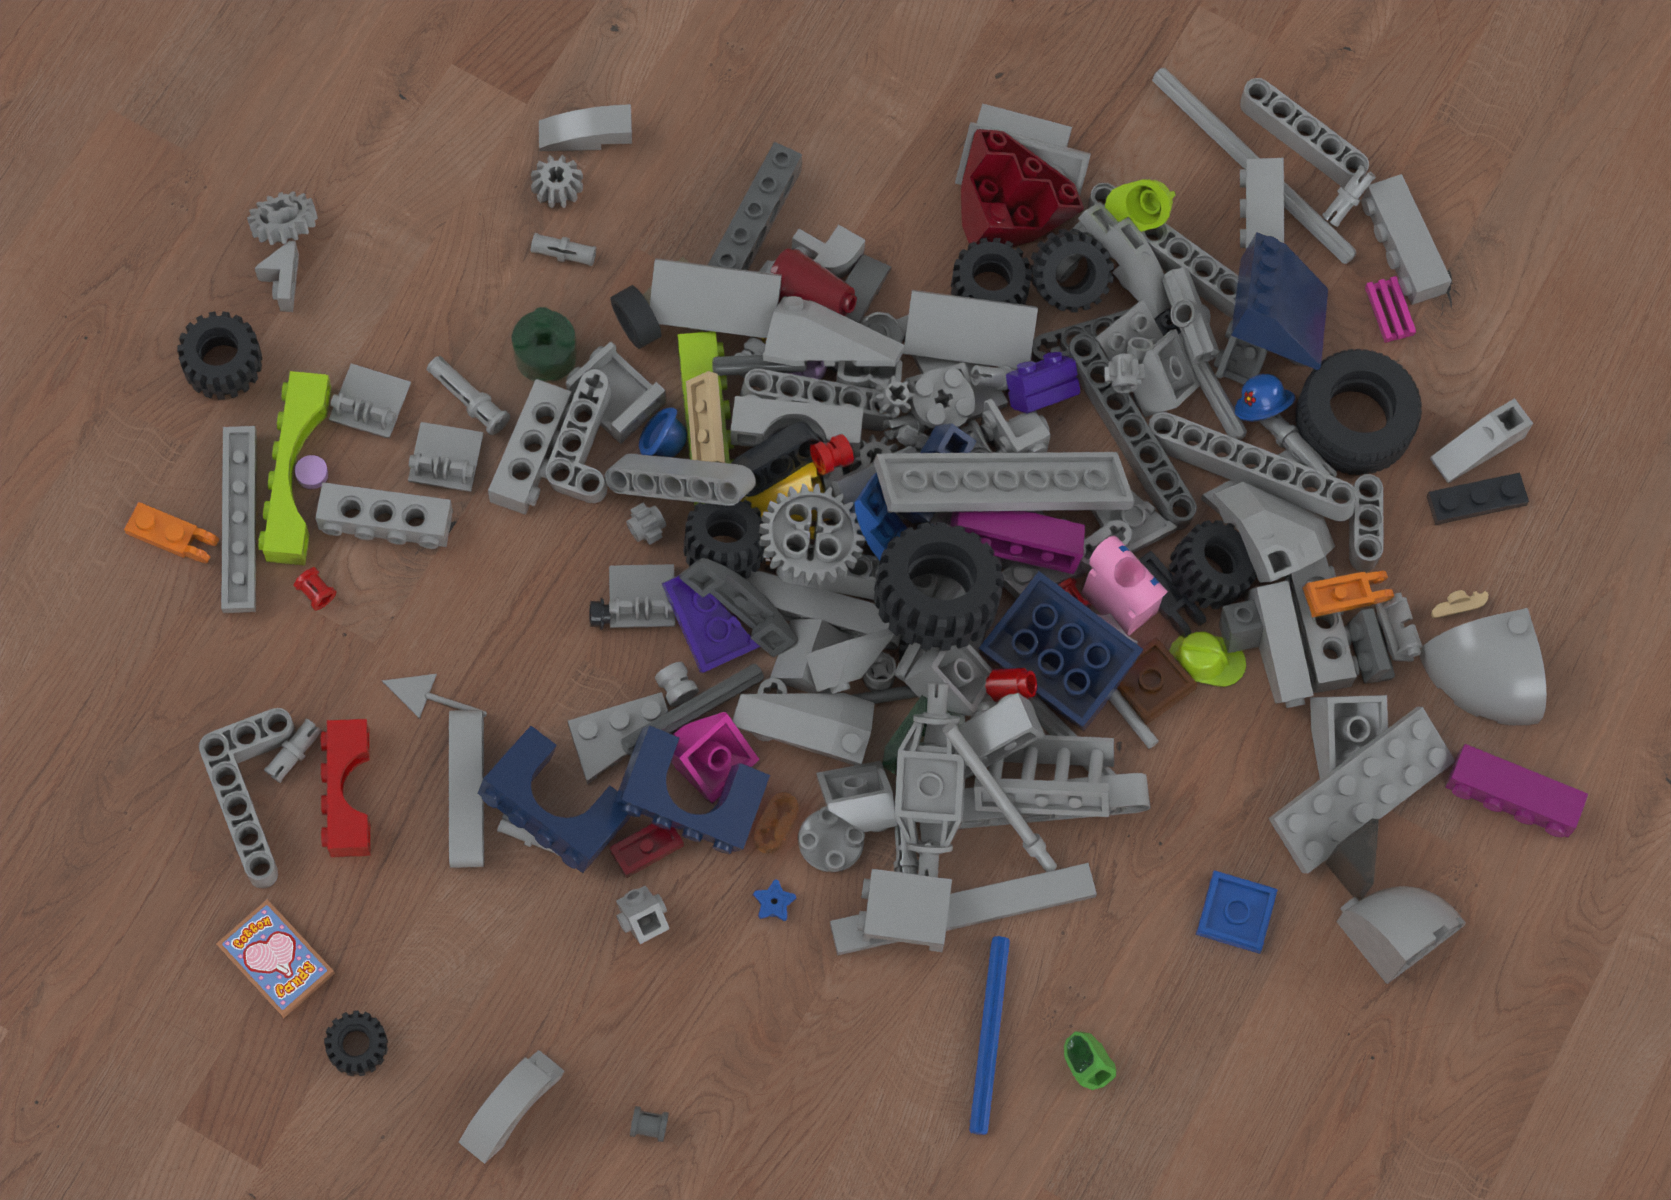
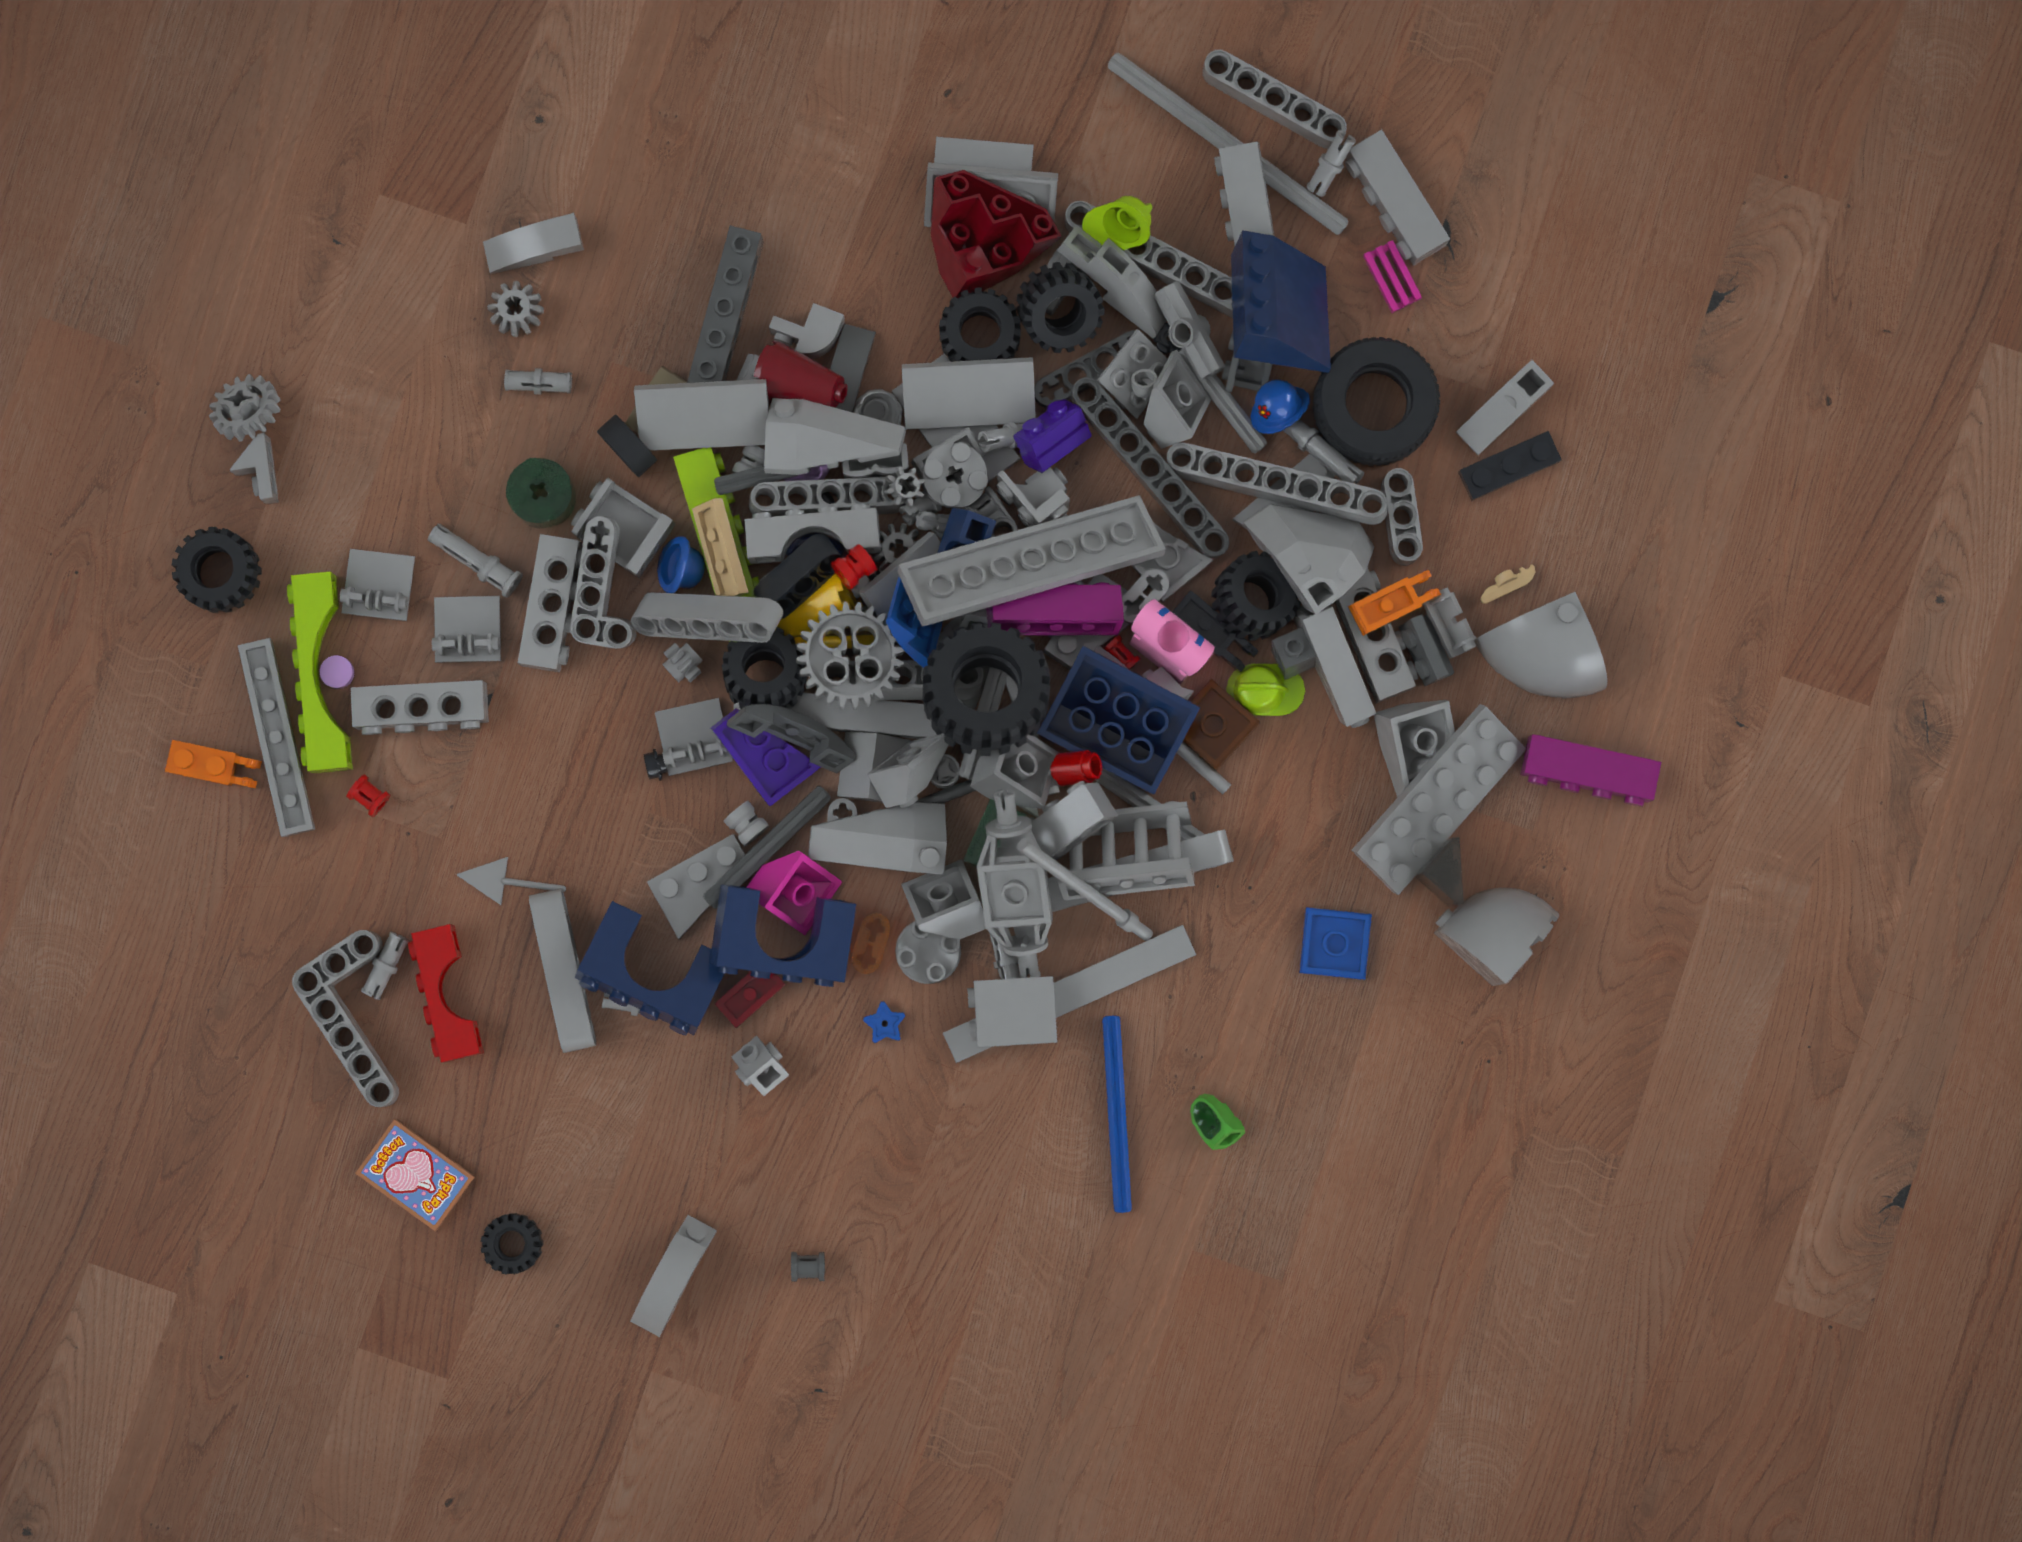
camera: 10 degrees left, 15 degrees up
(1124, 373) = (1133, 416): light grey gear -> none

